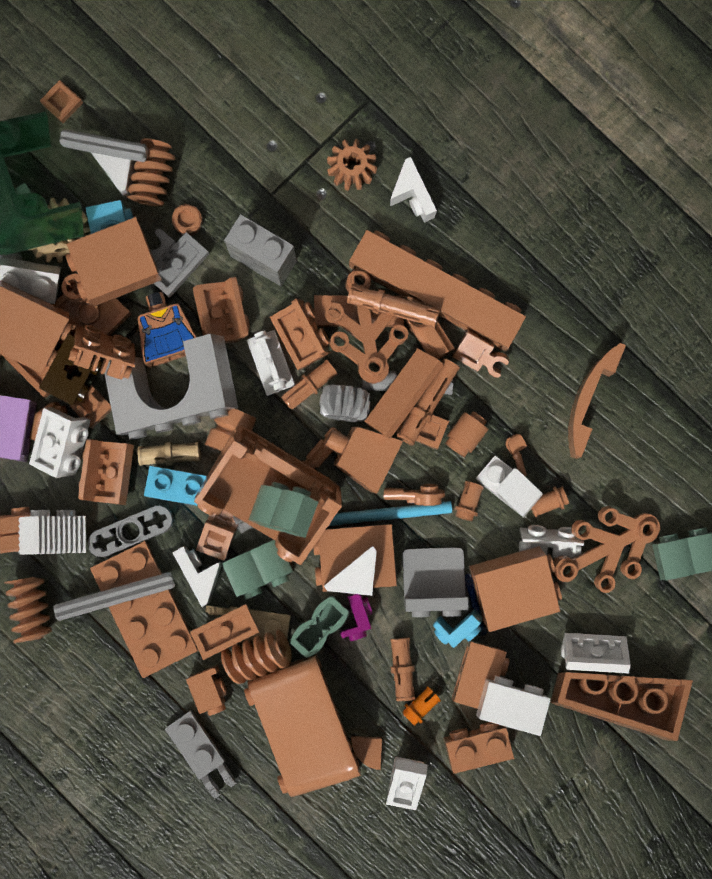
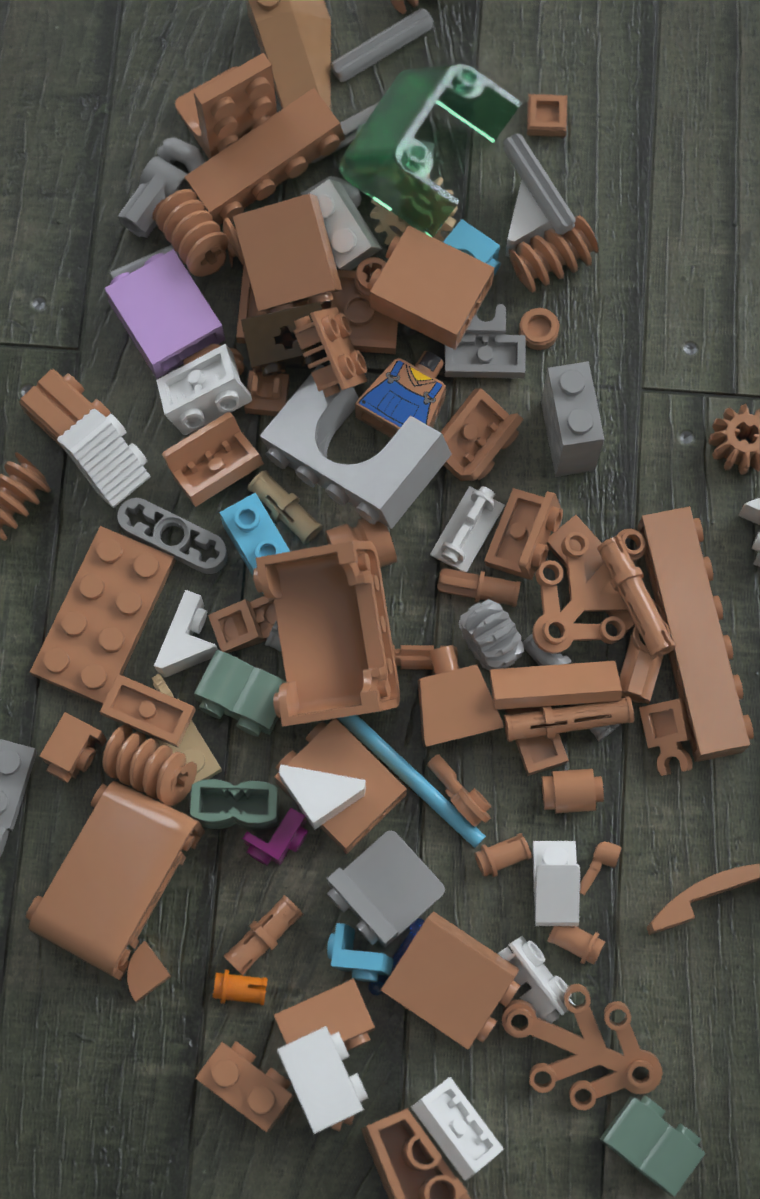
camera: 55 degrees right, 10 degrees down
(114, 596) = (91, 570): light grey axle -> none
(284, 509) = (325, 657): sand green brick -> none
(406, 783) = (143, 1040): white slope -> none

